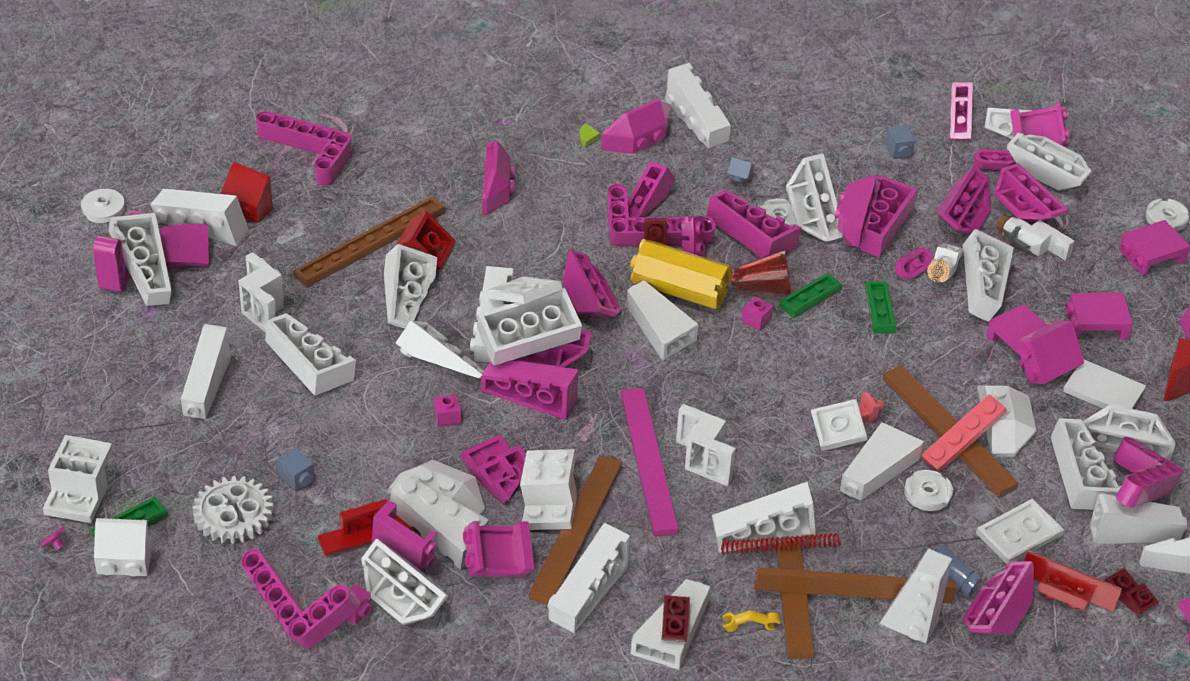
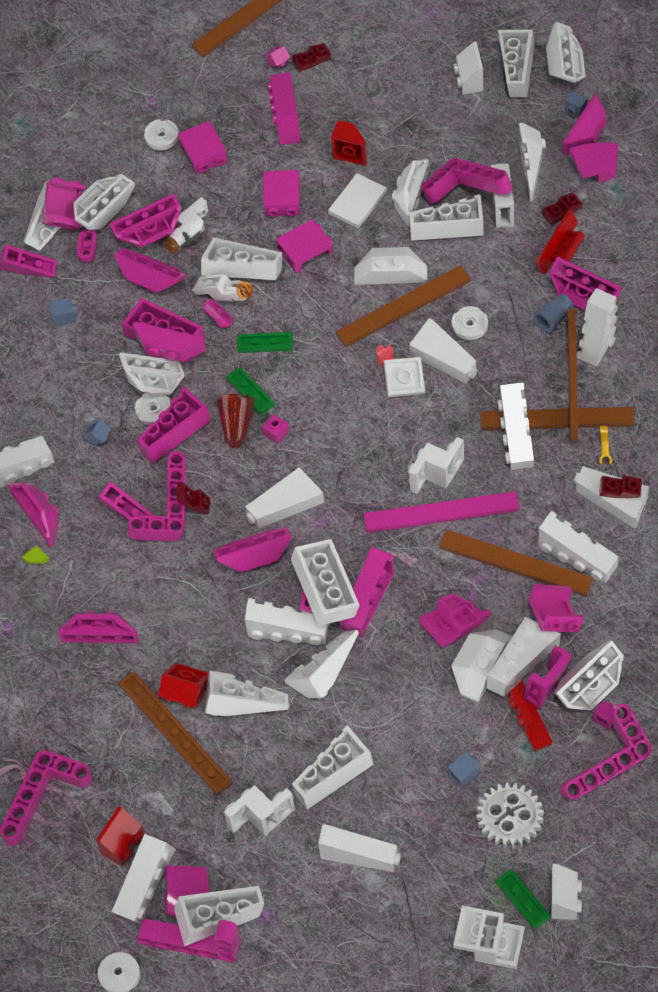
camera: 80 degrees left, 15 degrees up
(55, 539) = (545, 954): dark pink plant -> none
(447, 410) = (391, 658): dark pink plate -> none
(524, 289) = (289, 582): white tile -> none
(549, 489) = (488, 575): white bracket -> none
(681, 273) = (238, 478): yellow brick -> none
(693, 228) = (187, 465): dark pink hinge -> none
(780, 542) = (532, 434): red piece -> none
(964, 433) = (418, 290): coral plate -> none
(1020, 531) = (506, 270): white tile -> none
(1050, 352) = (332, 226): dark pink brick -> none

